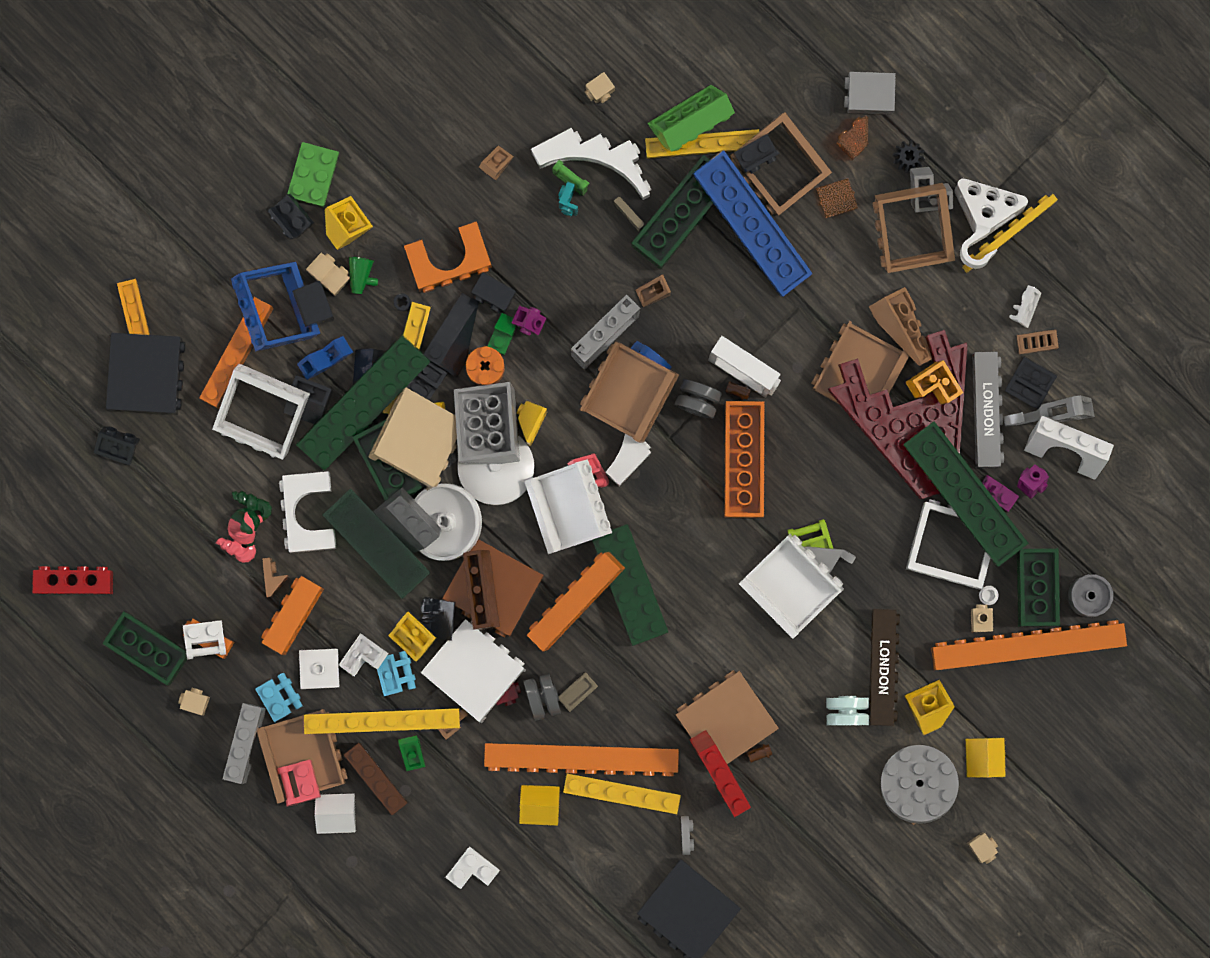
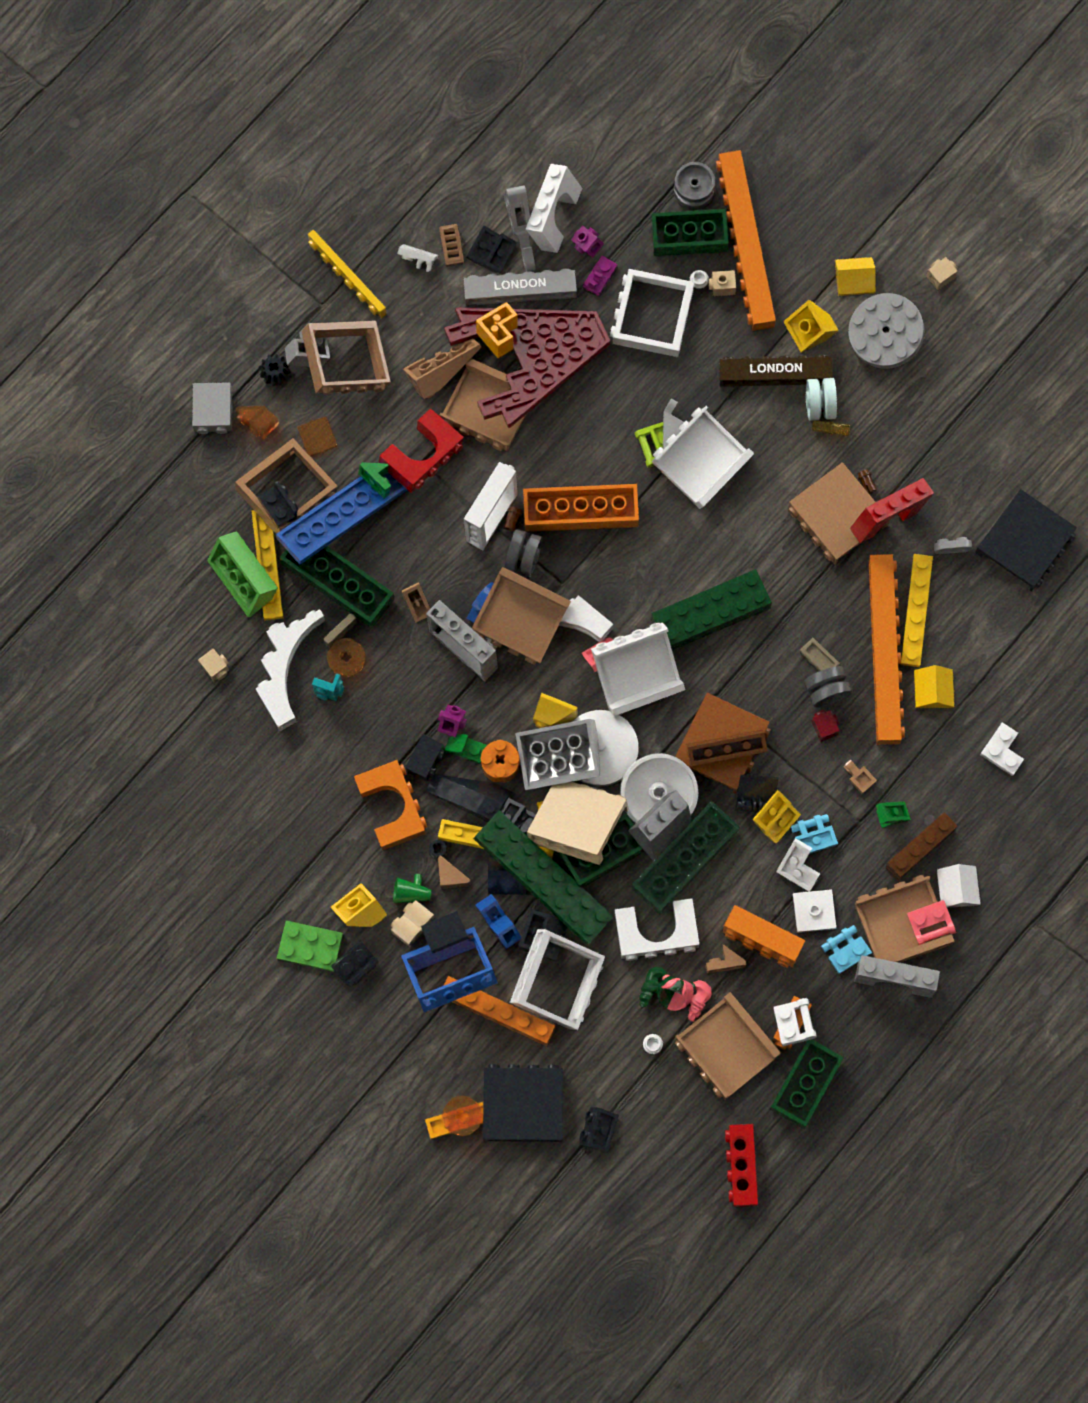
camera: 85 degrees left, 10 degrees down
(126, 306) = (469, 1107): none -> clear orange plate
(189, 573) = (727, 1046): none -> medium nougat panel
(194, 701) = (857, 1033): tan brick -> none
(196, 502) = (652, 1044): none -> white plate
(374, 312) = (450, 876): none -> medium nougat slope
(381, 721) = (864, 842): yellow plate -> none
(473, 670) = (806, 755): white panel -> none
(496, 162) = (292, 763): medium nougat slope -> none
(568, 176) = (305, 688): bright green plate -> none
(575, 601) = (731, 658): orange brick -> none
(597, 229) = (337, 652): none -> clear orange plate
(787, 250) = (374, 475): none -> green slope
(787, 292) = (414, 473): none -> red arch
(819, 720) = (831, 427): none -> clear yellow axle
(965, 494) = (603, 299): dark green plate -> none
(997, 210) = (325, 306): white piece -> none

